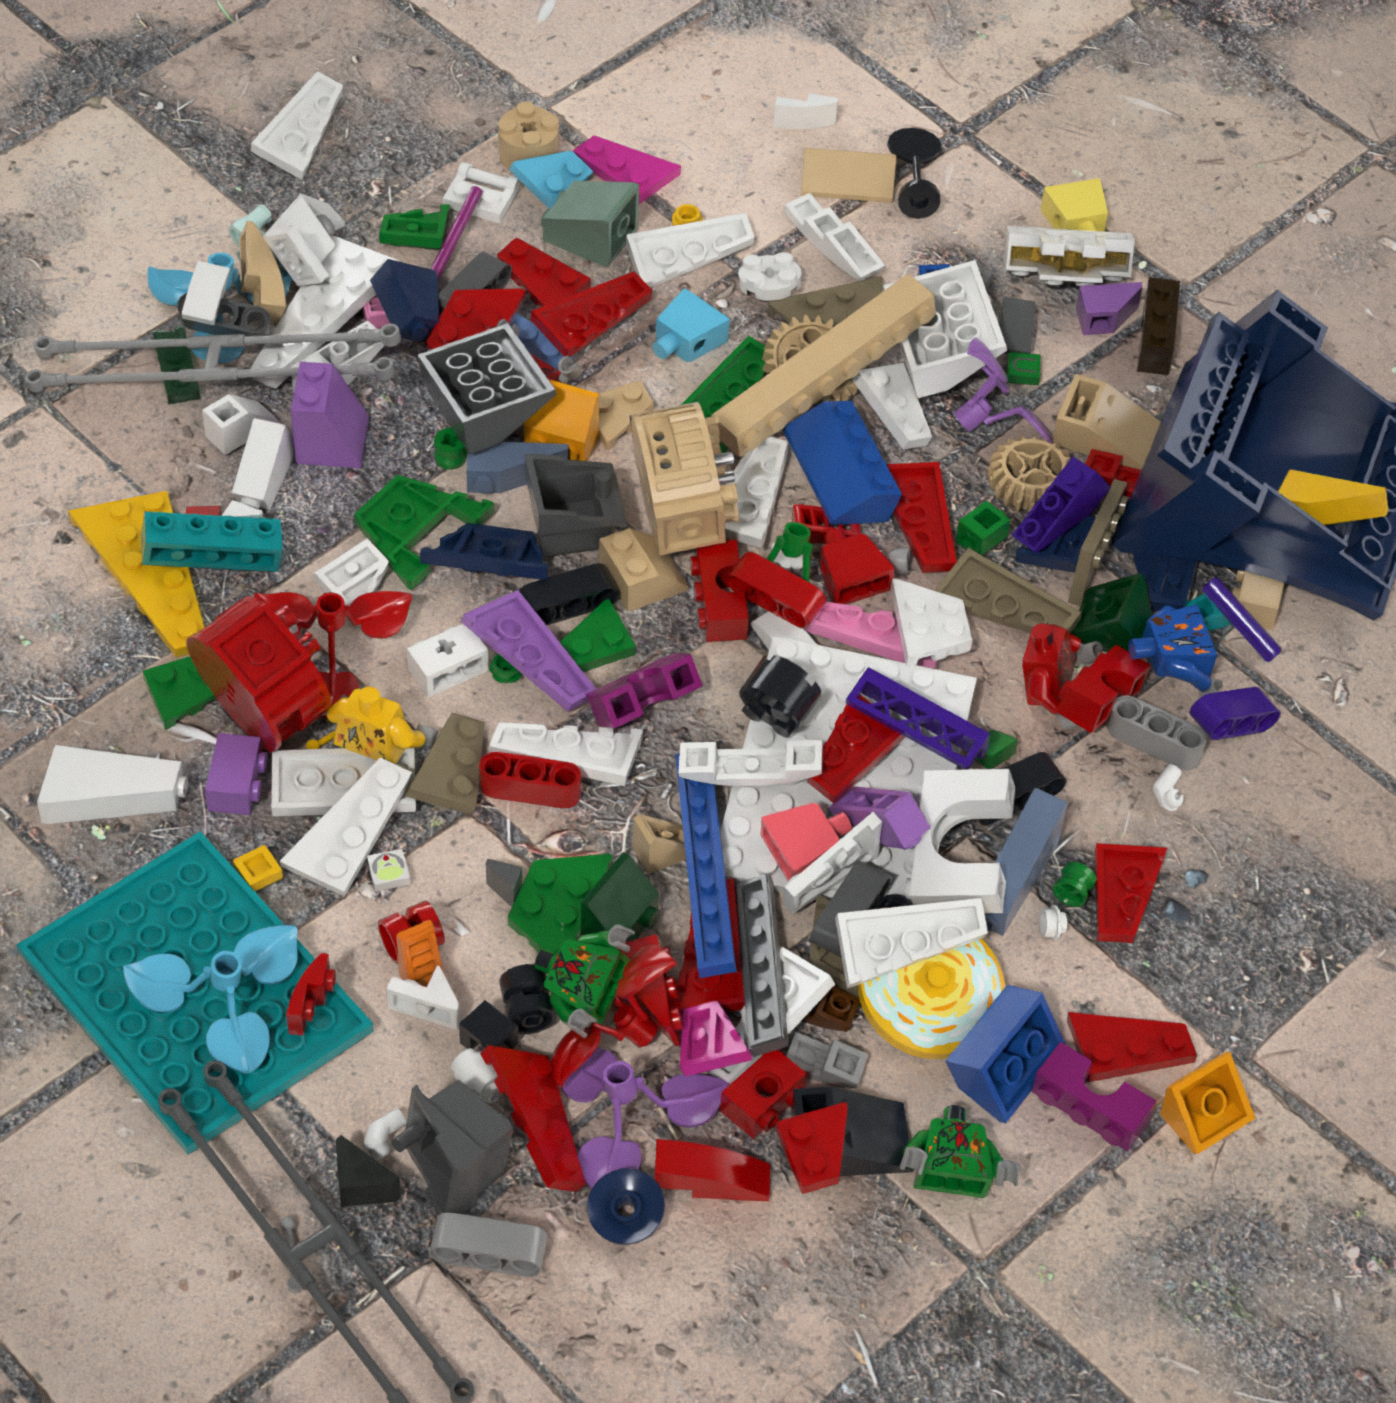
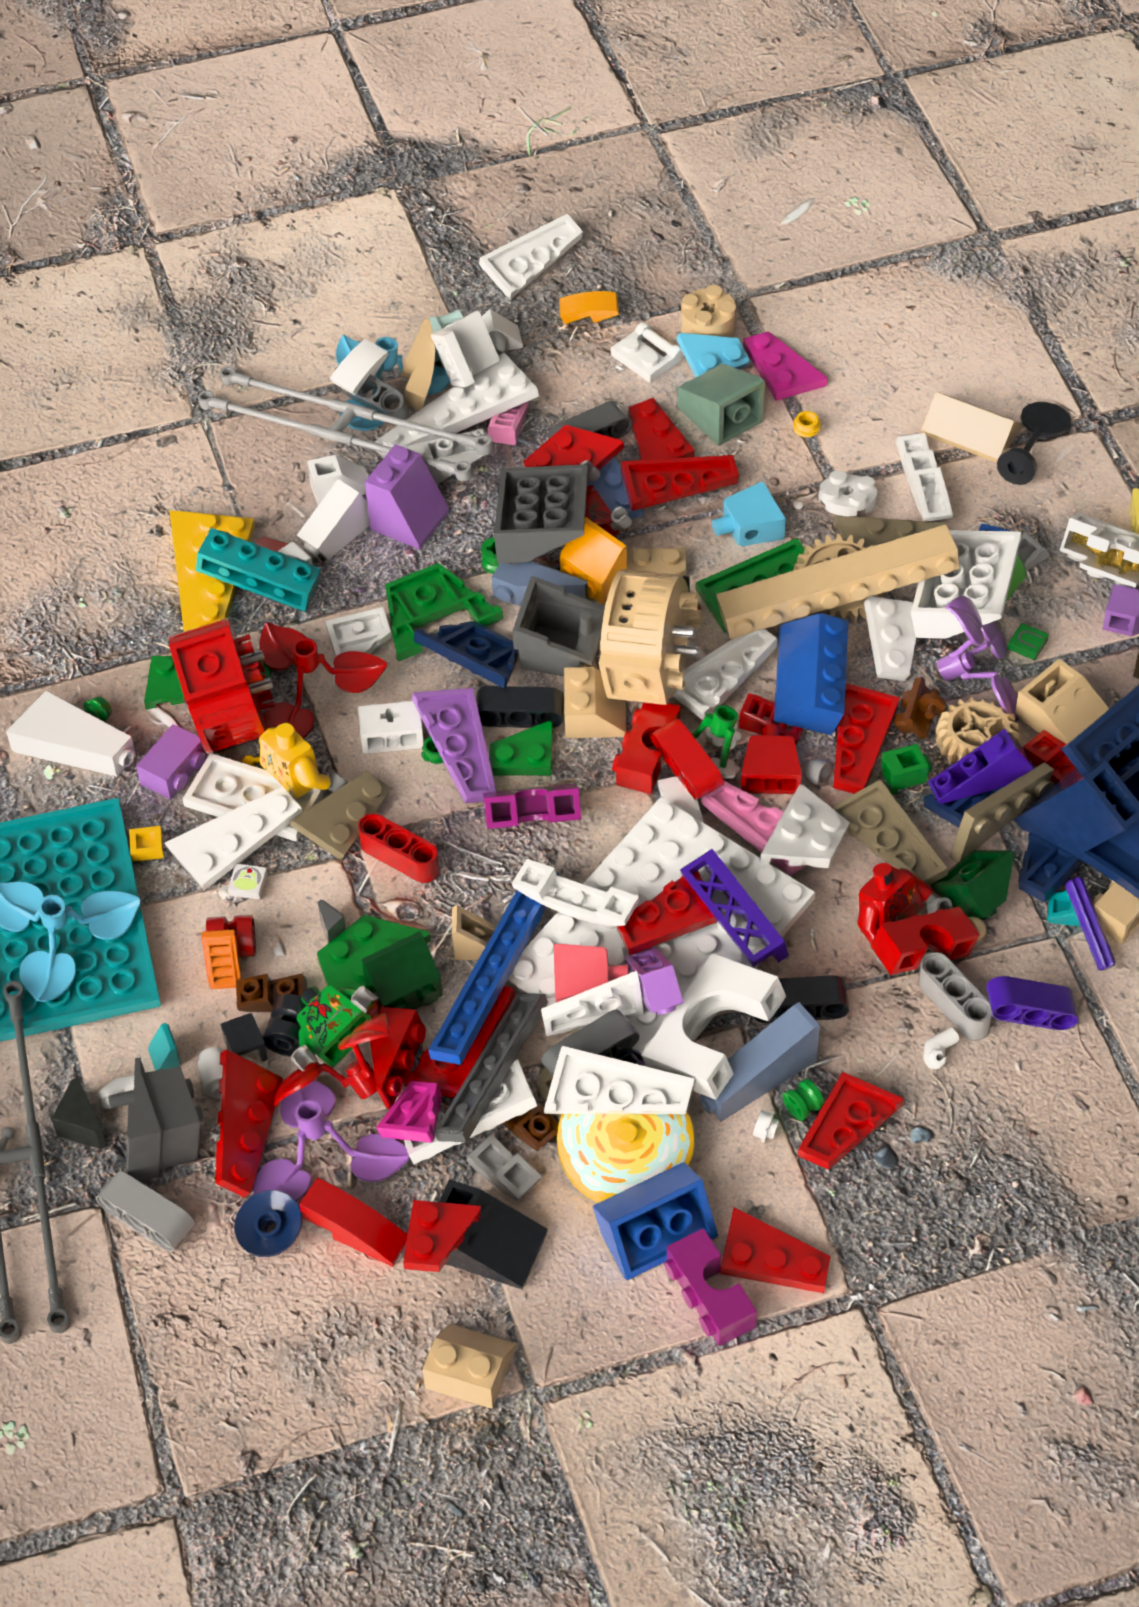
camera: 30 degrees right, 0 degrees up
(118, 743) = (98, 708): none -> green plate
(172, 360) = (322, 416): clear green plate -> none
(310, 991) = (123, 951): red slope -> none
(386, 163) = (596, 304): none -> light orange slope
(406, 1071) = (163, 1049): none -> teal slope
(408, 297) = (527, 420): dark blue slope -> none
(415, 228) = (574, 365): green wing -> none
(431, 1003) = (215, 998): white slope -> none
(456, 230) = (601, 381): magenta bar -> none
(480, 978) = (260, 992): none -> reddish brown slope
(597, 754) = (458, 843): white wing -> none
(678, 249) = (788, 448): white wing -> none
(769, 1074) = (444, 1160): red brick -> none
(779, 695) = (625, 845): black brick -> none
(798, 114) = (967, 365): white slope -> none
(907, 1266) = (468, 1365): none -> tan slope
(957, 1157) = (557, 1289): green torso -> none
(968, 463) = (920, 707): none -> reddish brown hips
(1000, 749) = (804, 959): green slope -> none
(1017, 324) = (1040, 602): dark grey slope -> none
(1178, 647) = (1012, 927): blue torso -> none
(1207, 1104) = (806, 1332): light orange slope -> none

